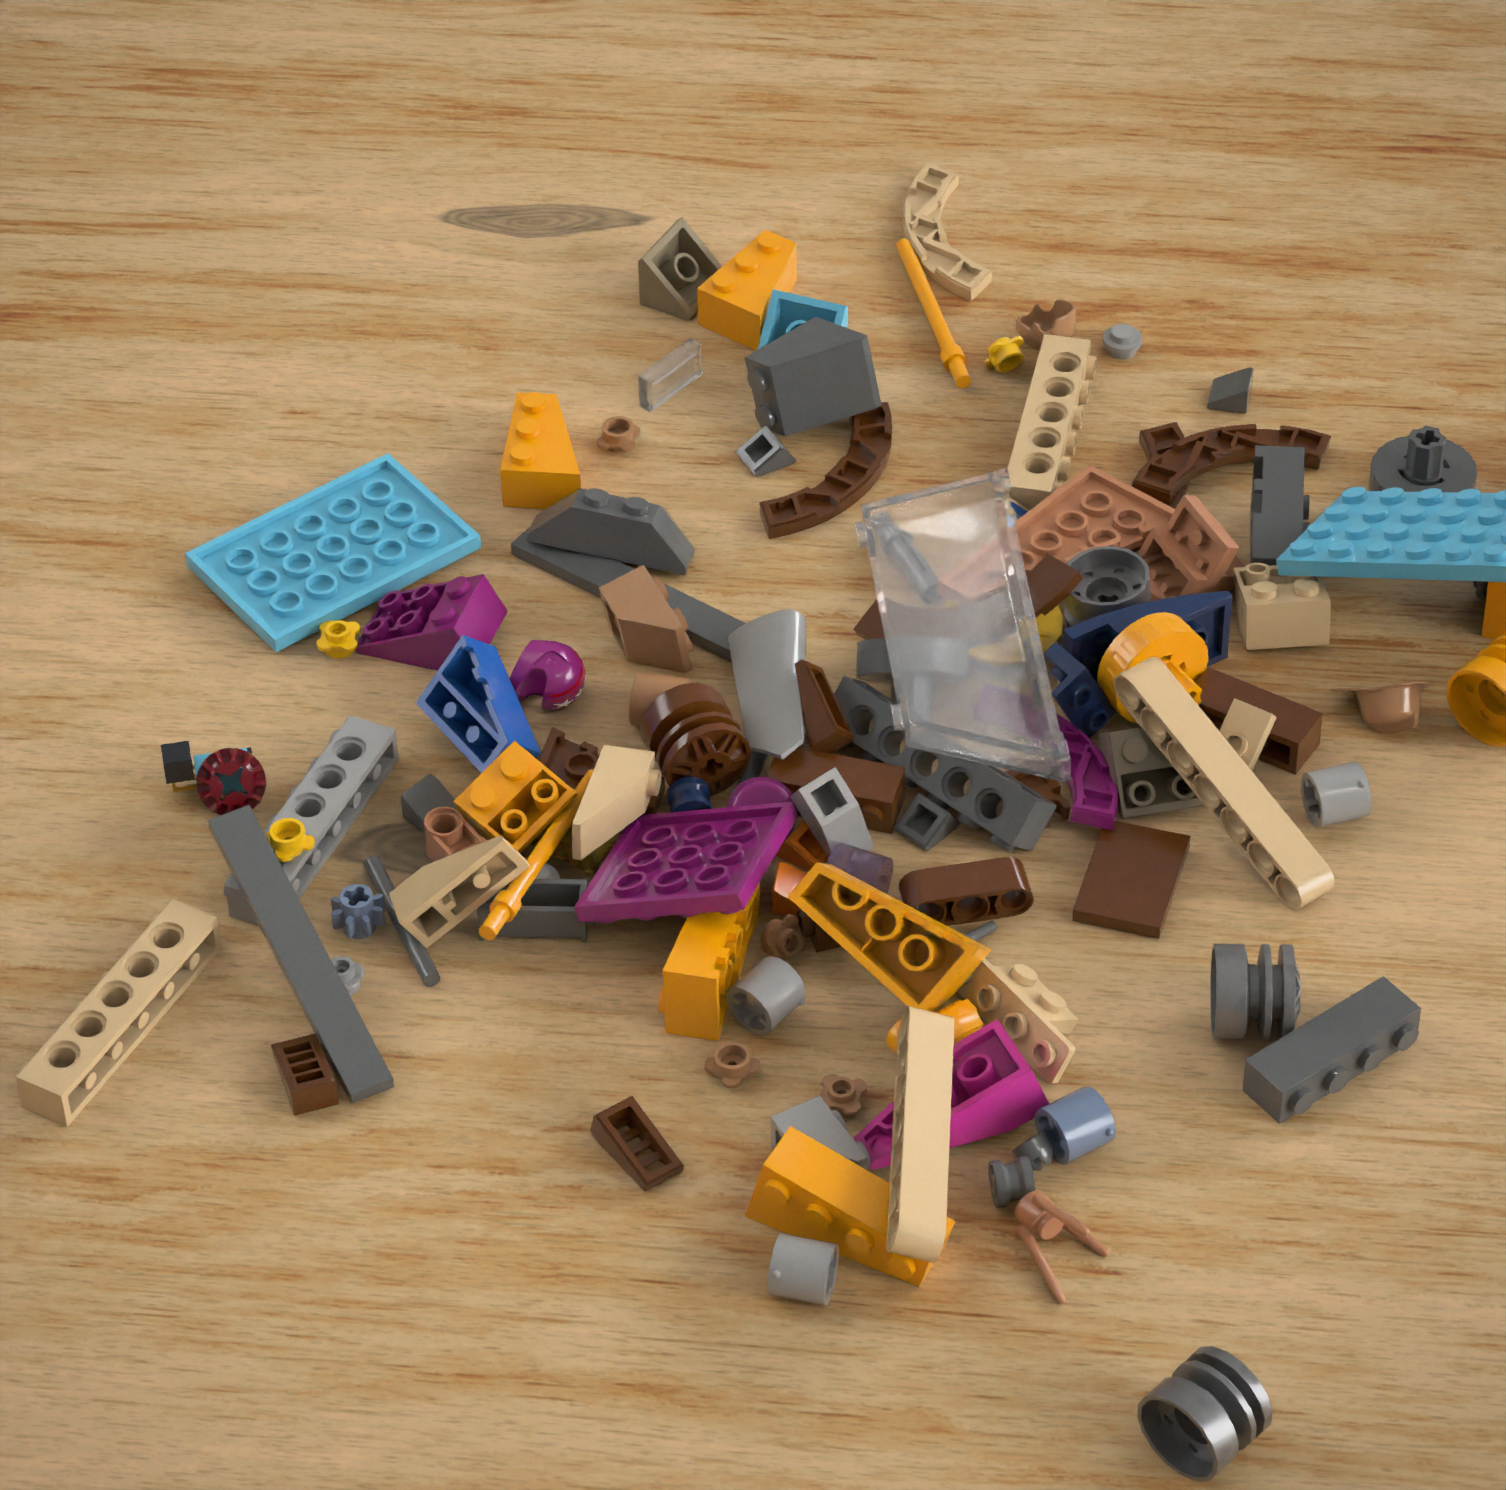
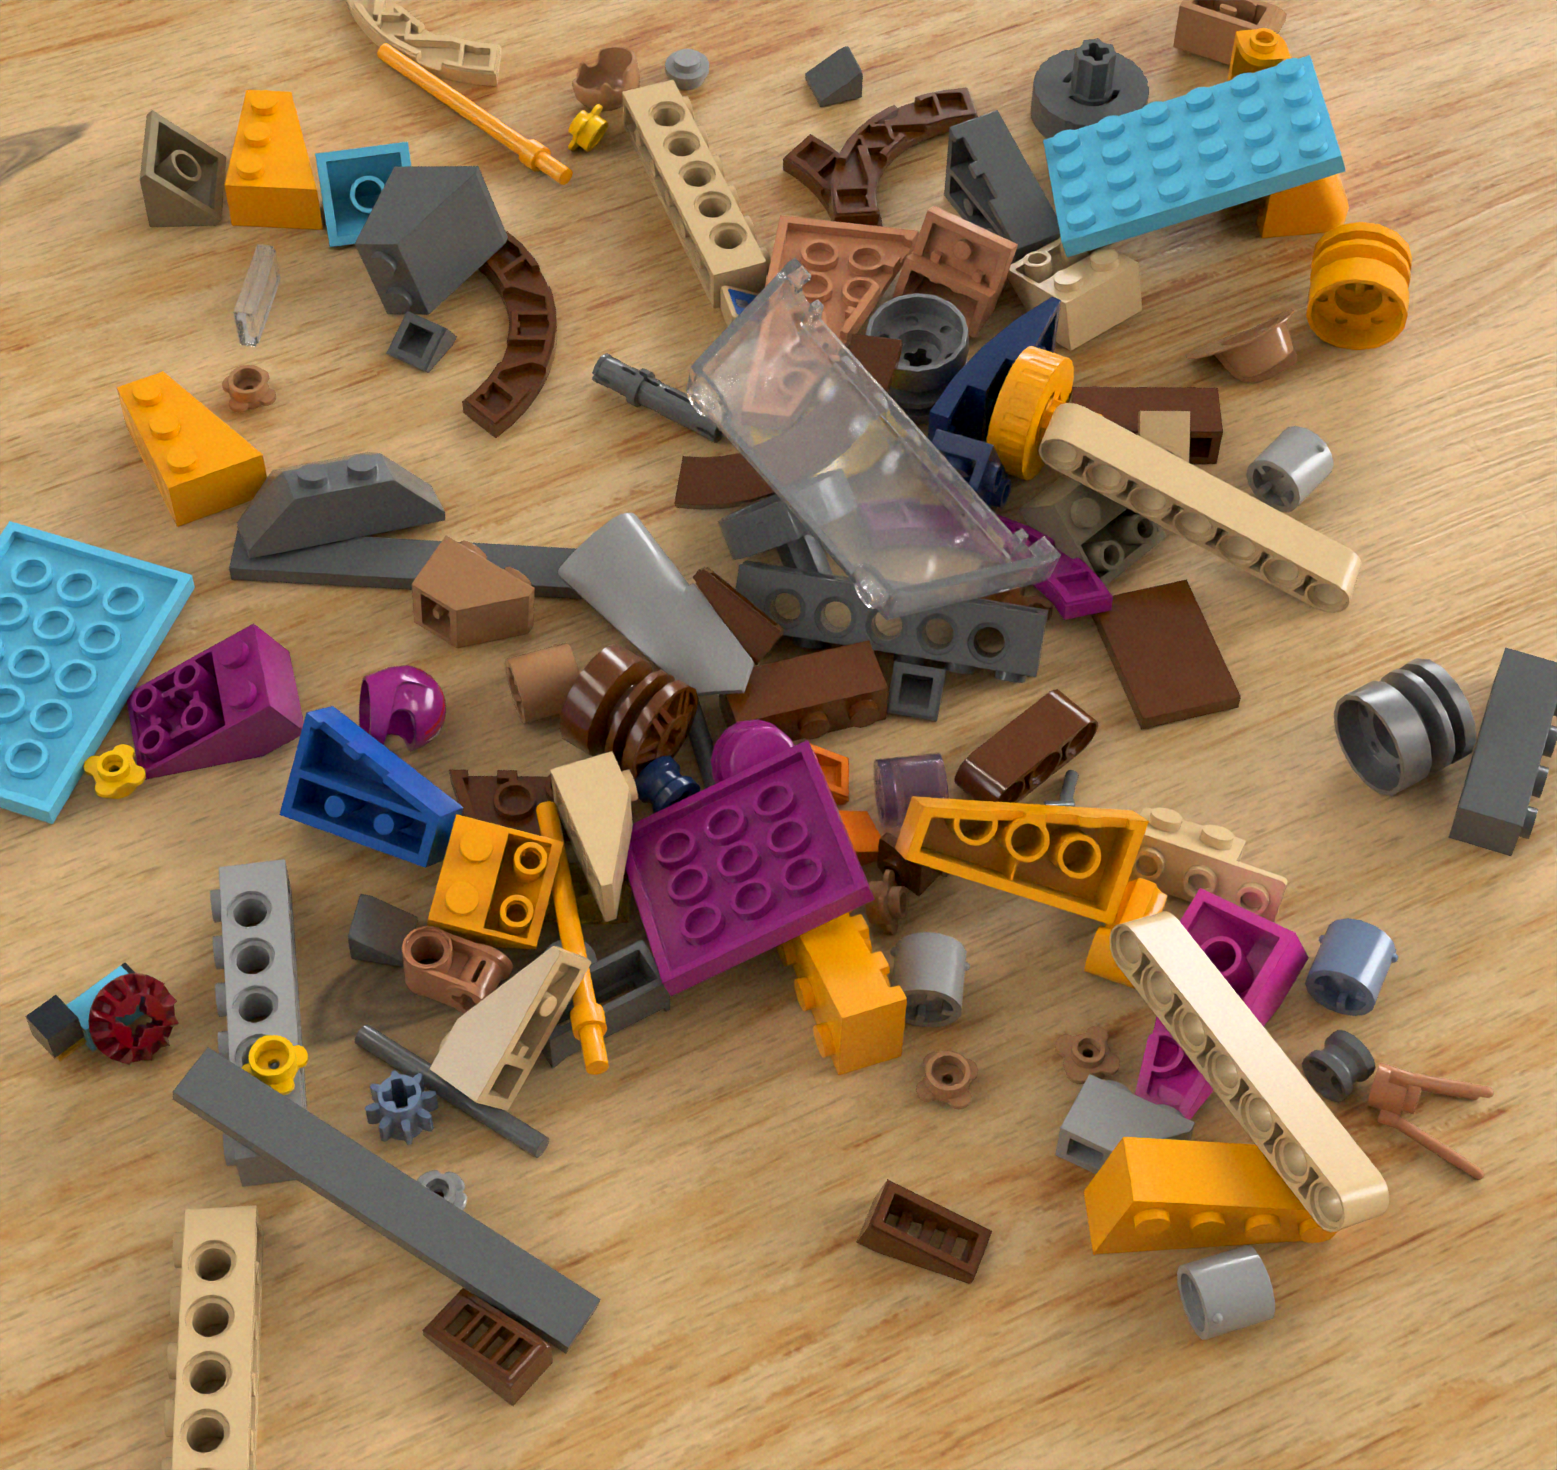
camera: 35 degrees left, 10 degrees up
(832, 813) = (841, 730): light grey slope -> none
(1036, 1147) = (1325, 1014): dark grey hinge -> none

